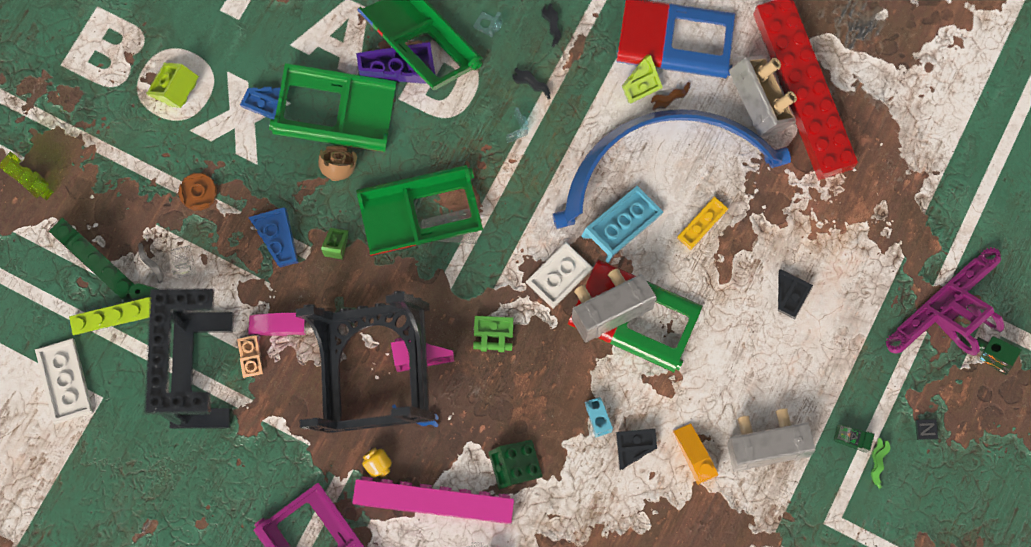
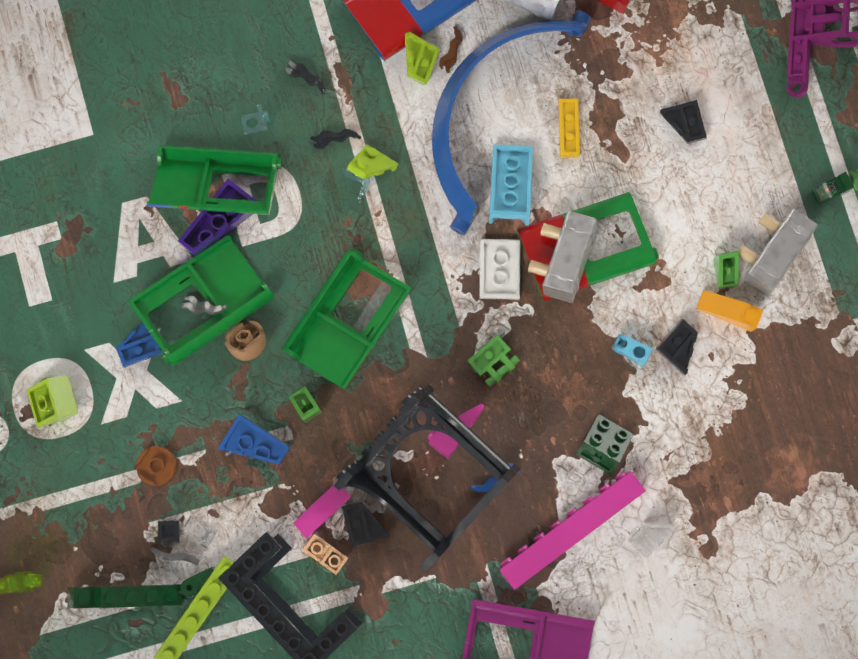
camera: 40 degrees left, 5 degrees up
(162, 242) = (168, 531): none -> black tile
(294, 360) = (362, 524): none -> black wing
(328, 111) = (198, 308): none -> flat silver hair
(377, 463) = (501, 542): yellow head -> none
(538, 120) = (370, 163): none -> lime wing
(721, 424) = (727, 269): none -> bright green slope

